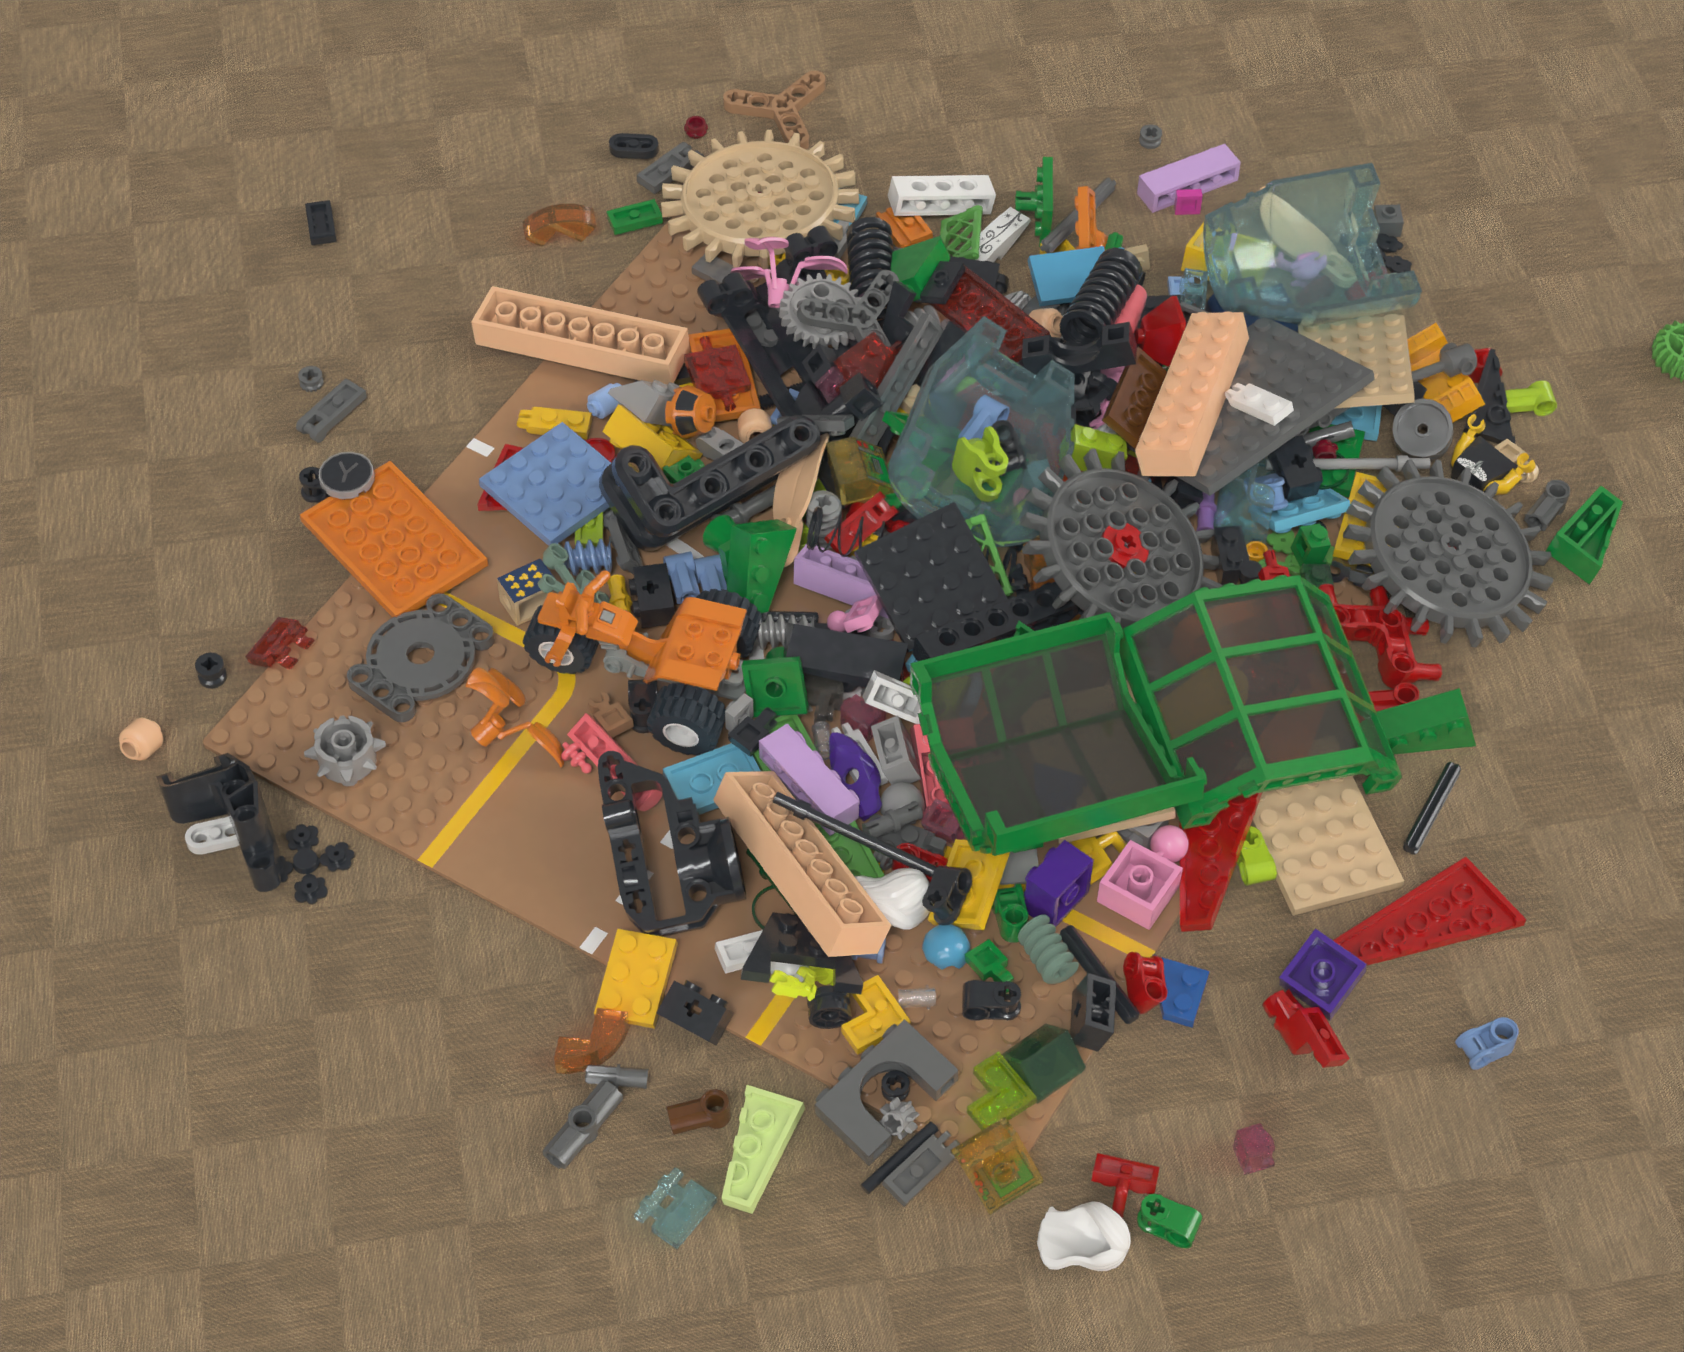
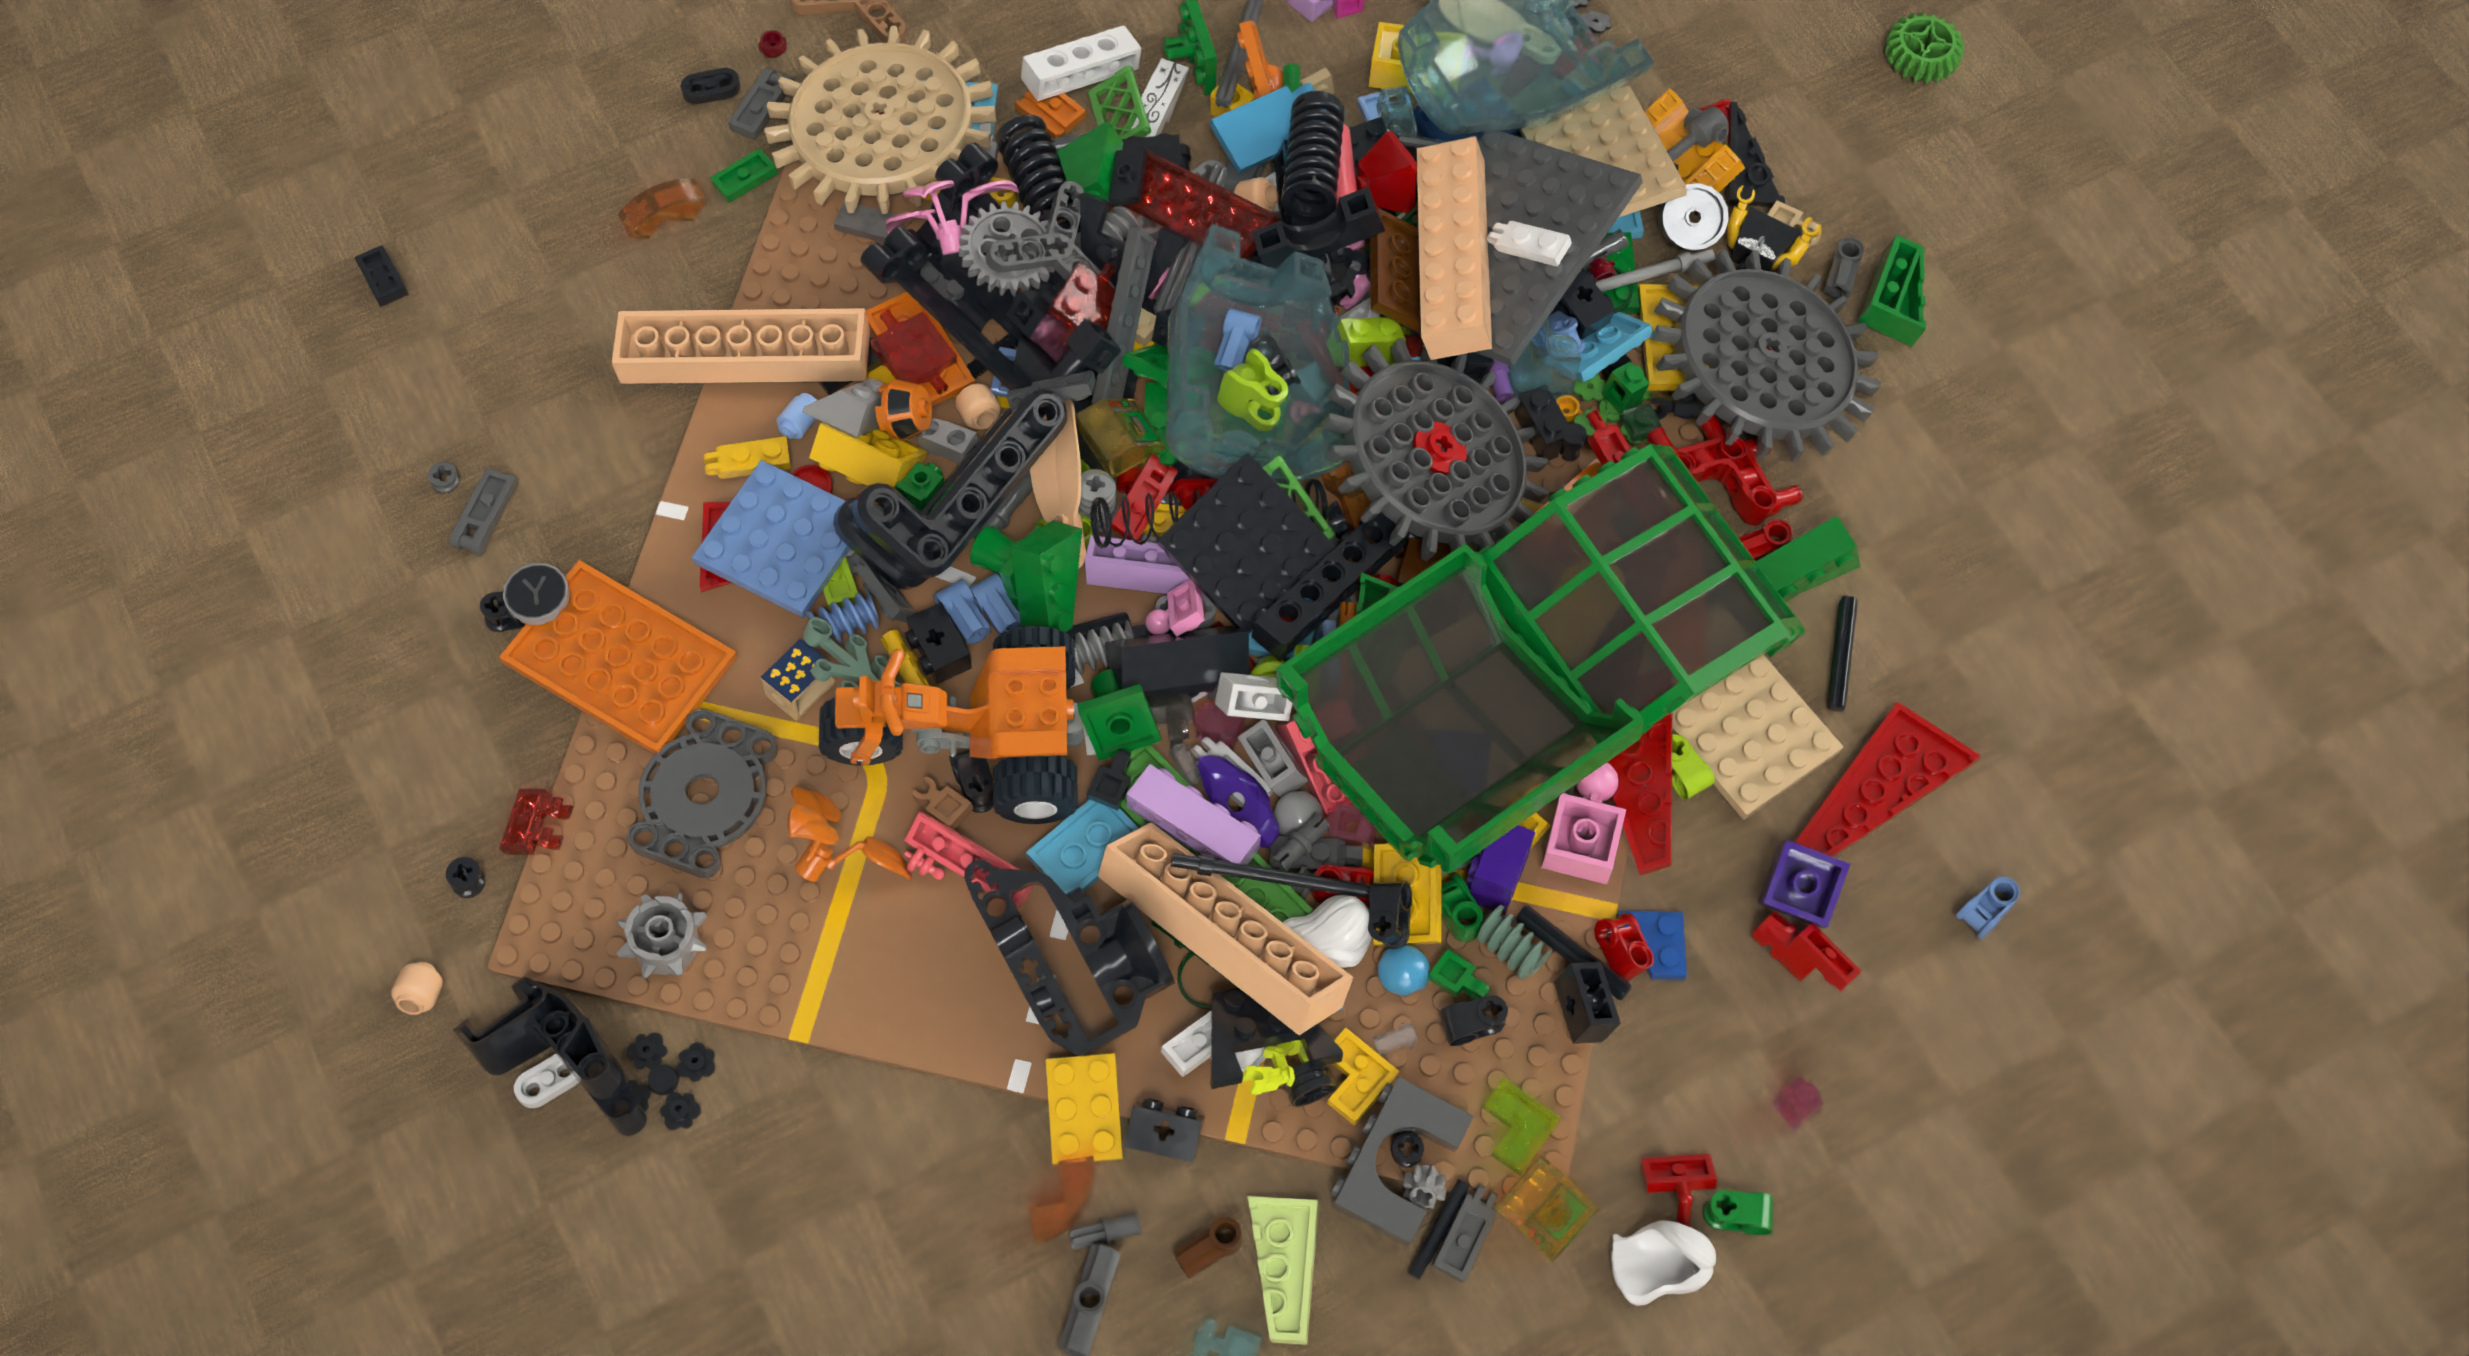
camera: 20 degrees left, 10 degrees up
(737, 711) = (1088, 764): light grey plate -> none
(1046, 1060) = (1551, 1069): clear green slope -> none
(1535, 398) = (1788, 144): lime piece -> none

